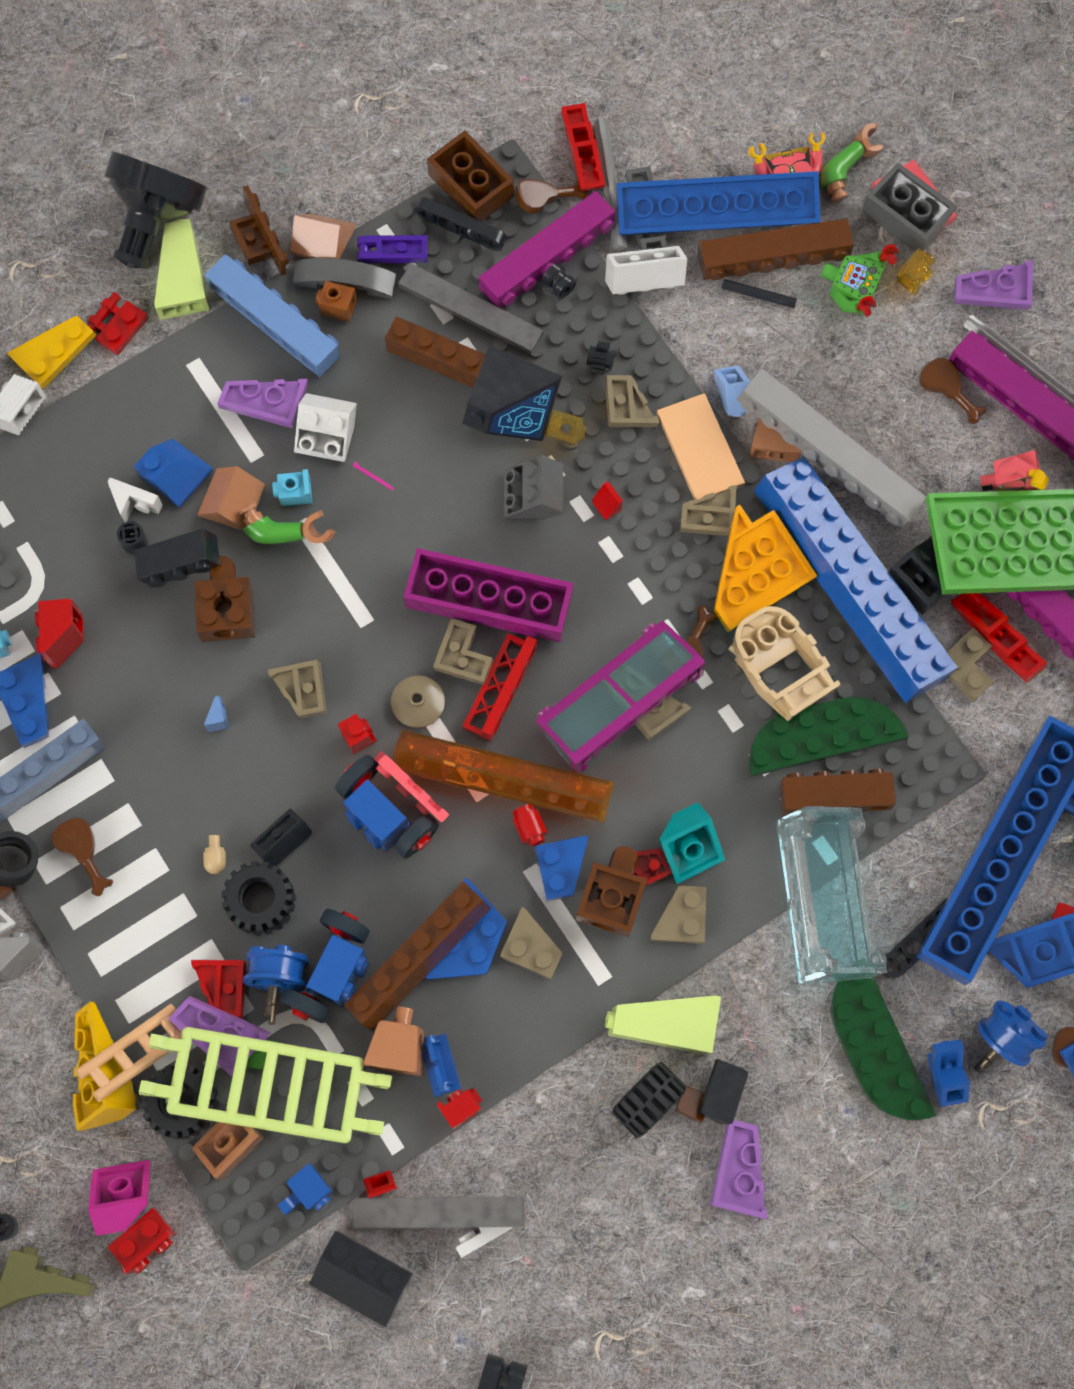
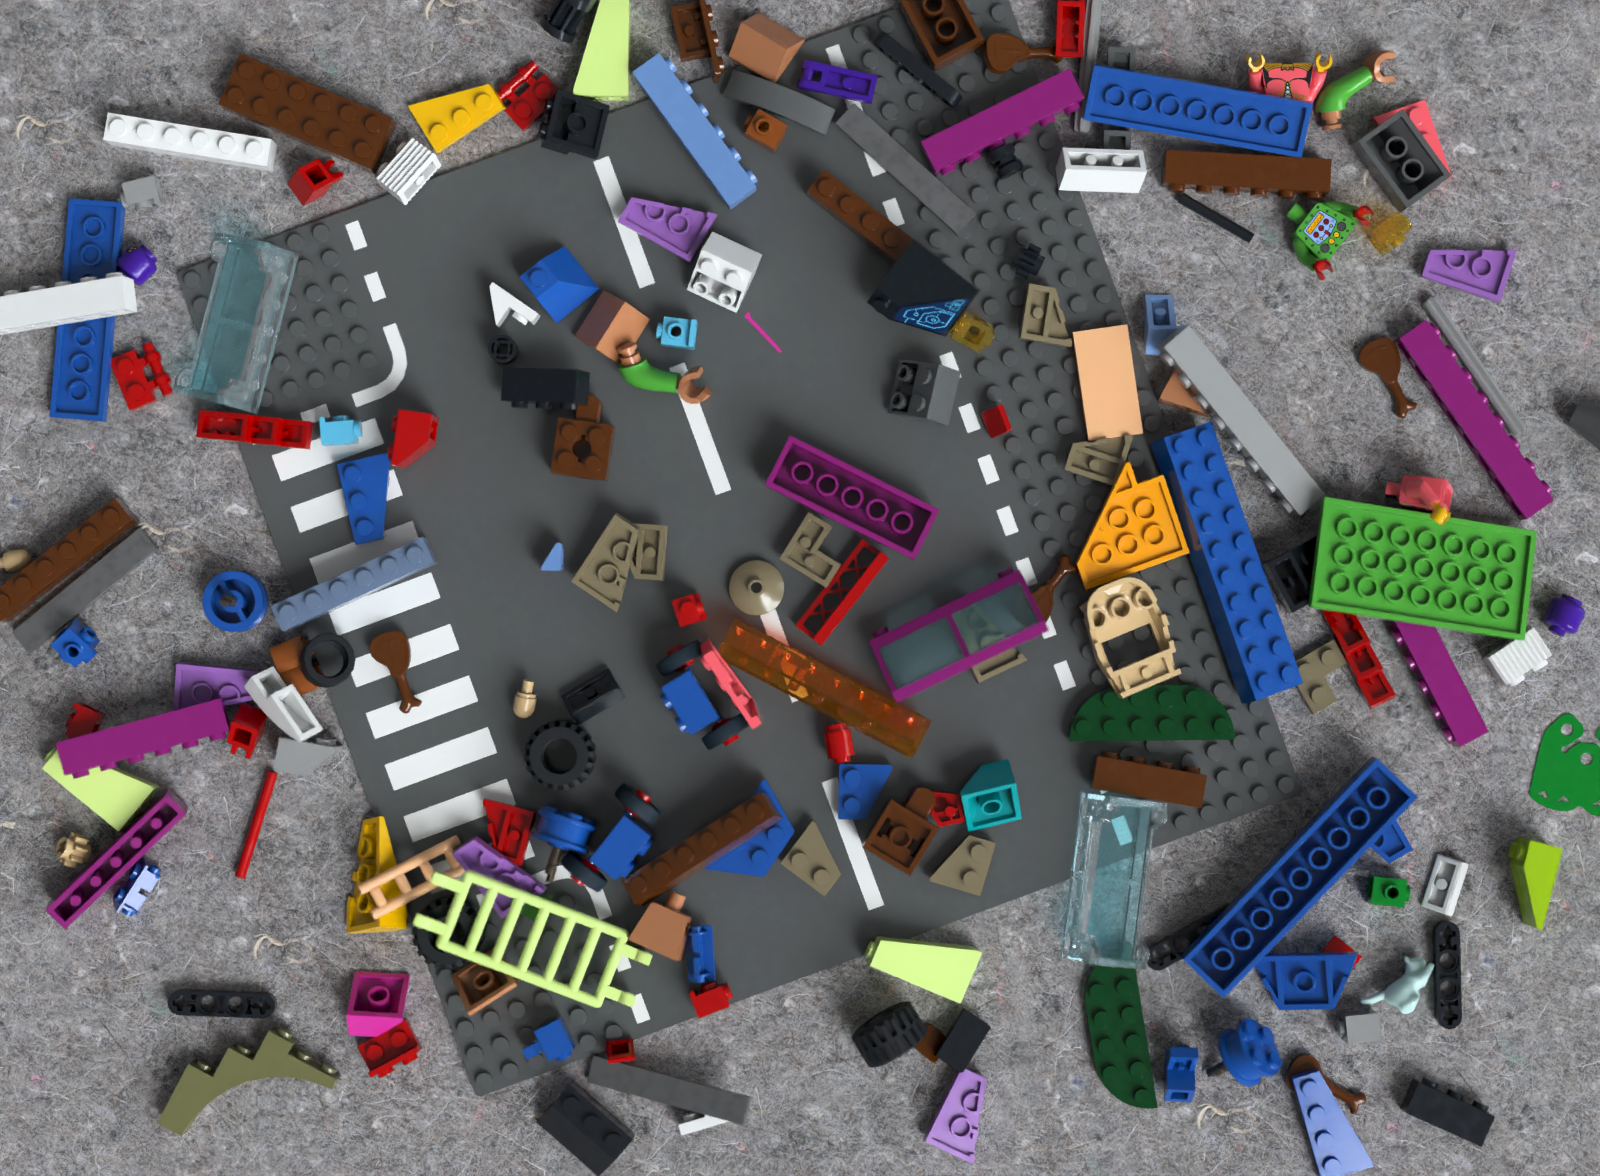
camera: 15 degrees right, 15 degrees up
(160, 332) = (573, 124): none -> black plate
(270, 705) = (609, 563): none -> dark tan wing

